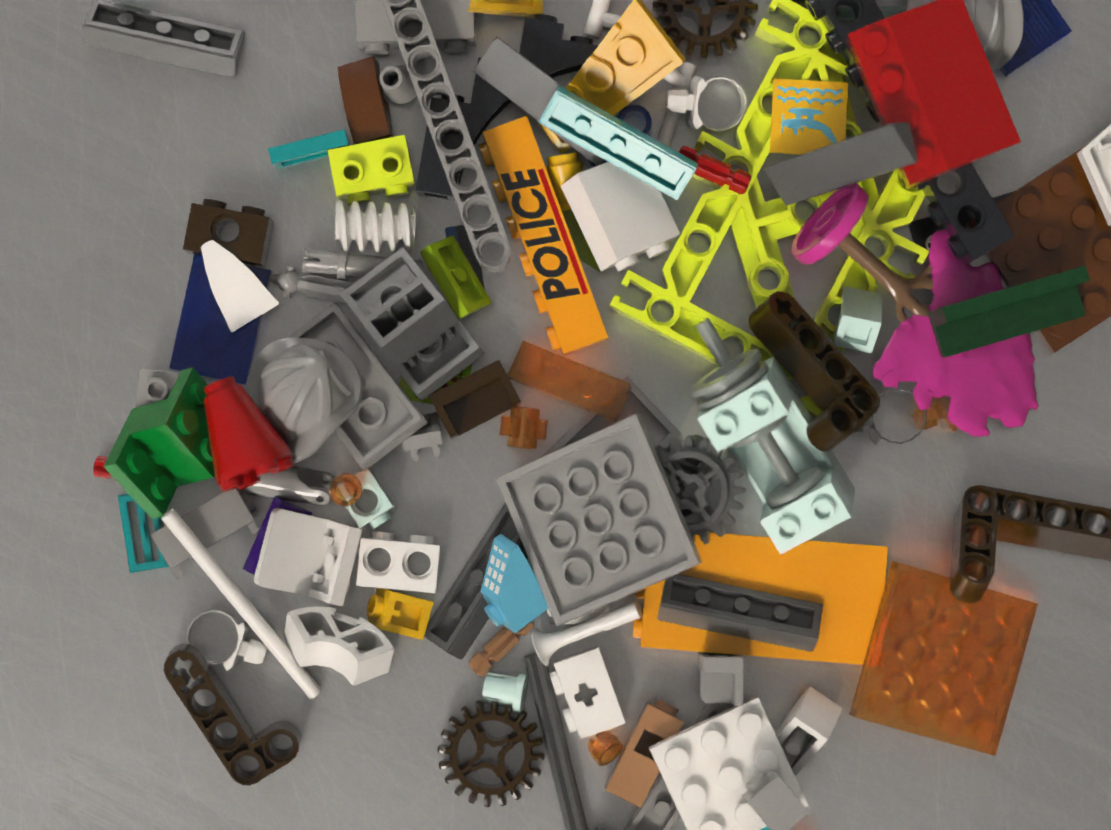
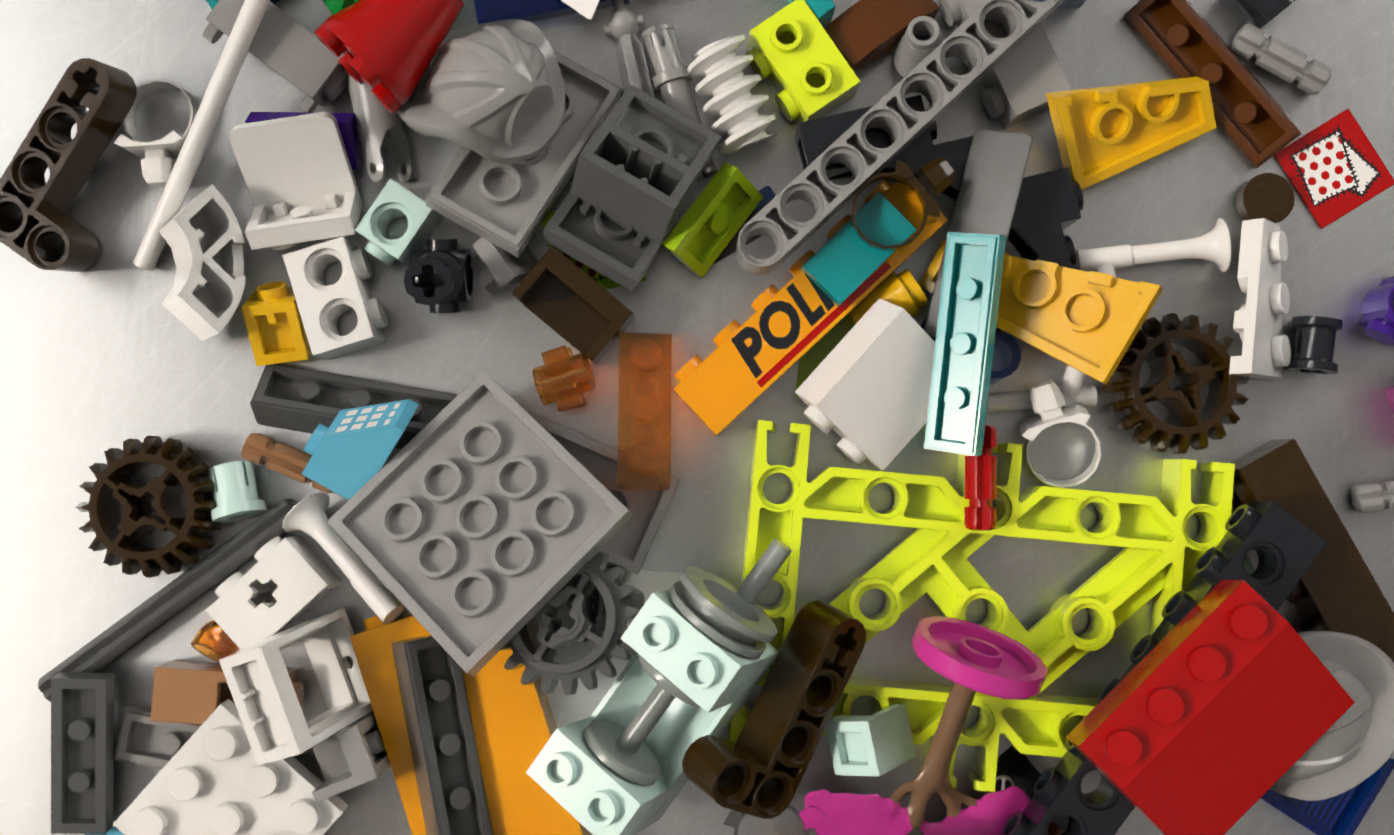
camera: 65 degrees right, 0 degrees up
(352, 486) = (378, 182): clear orange hinge -> none
(414, 482) = (440, 276): none -> black connector
(496, 115) = (933, 178): none -> dark brown piece
(521, 186) = (847, 259): none -> teal tile
(644, 683) = (268, 698): none -> white window
(807, 115) = (1097, 570): yellow sticker -> none
(844, 163) = (1070, 647): dark grey slope -> none

